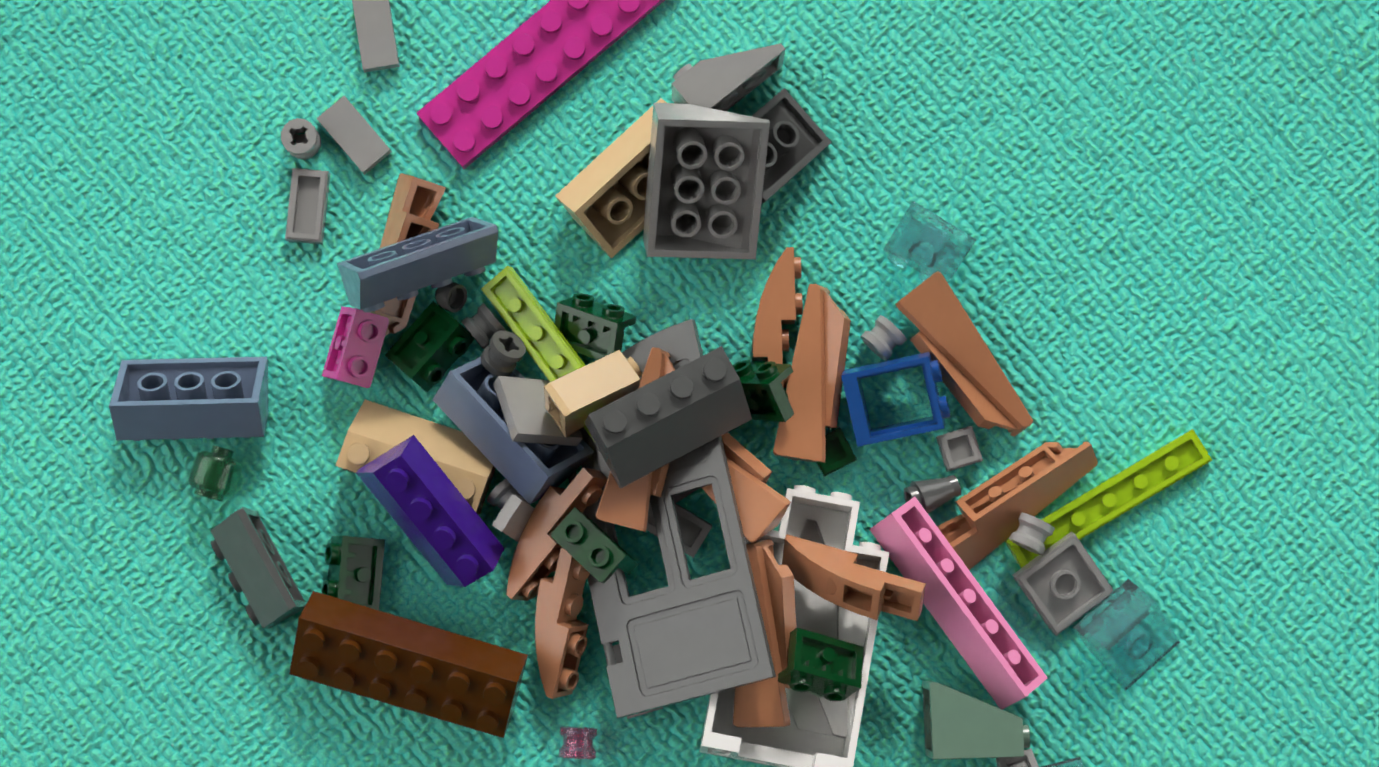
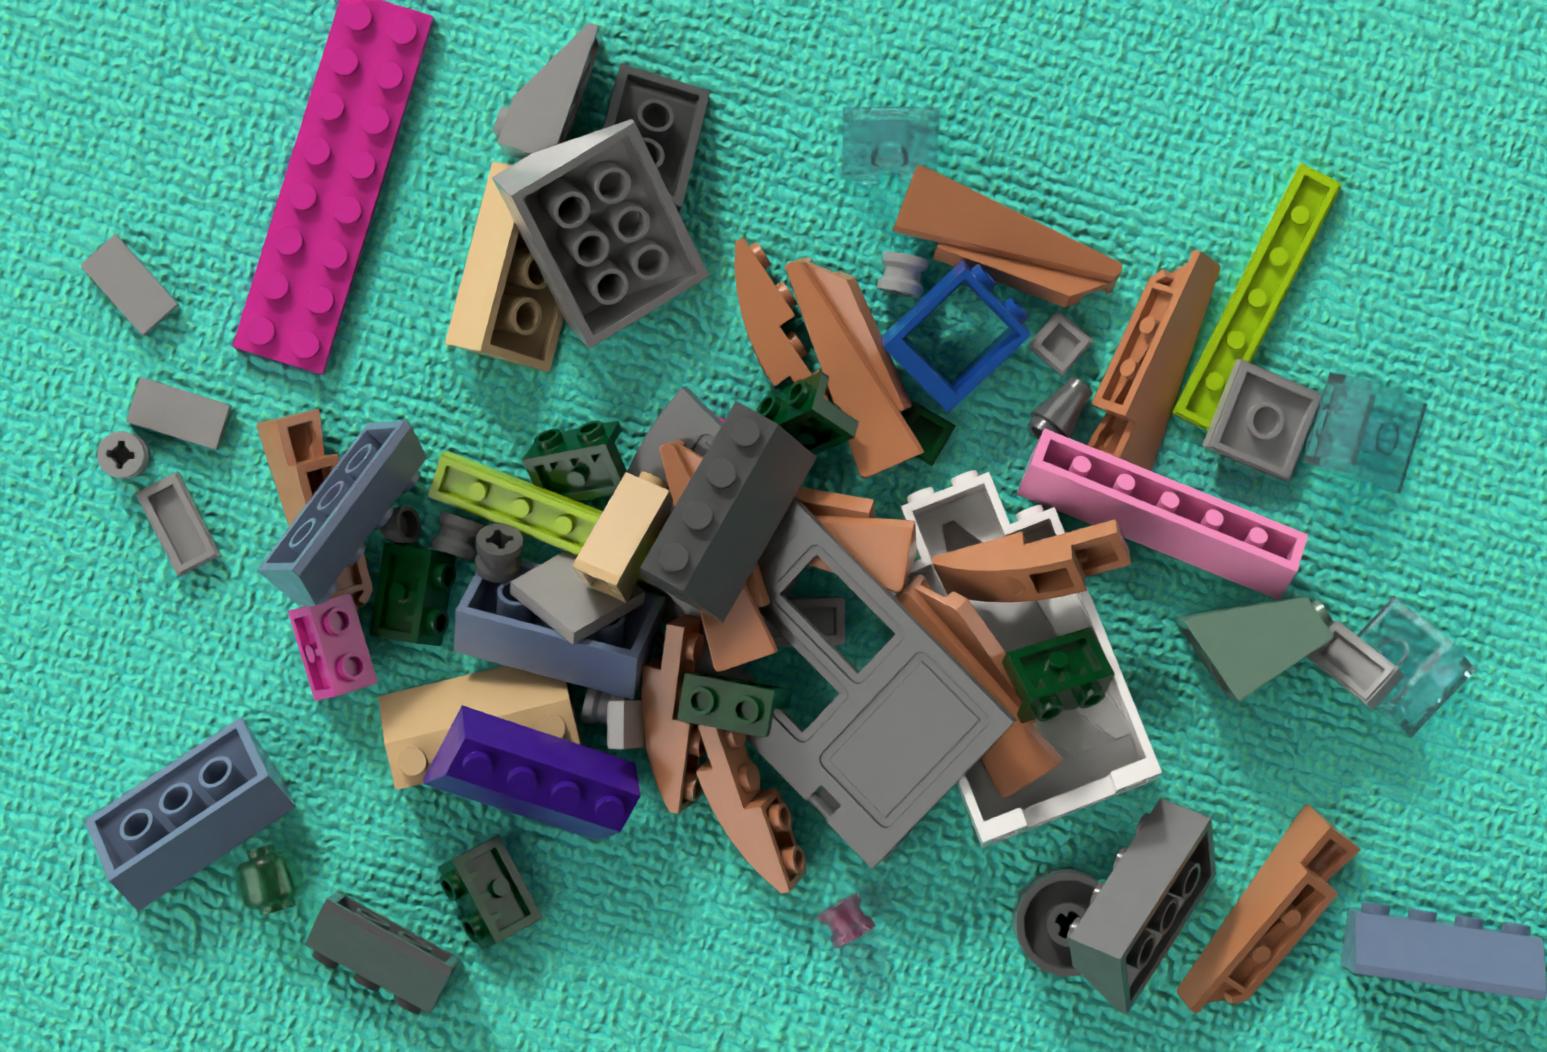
camera: 30 degrees left, 5 degrees up
(407, 664) = (610, 953): reddish brown brick -> none
(1031, 533) = (1195, 389): light grey wheel -> none

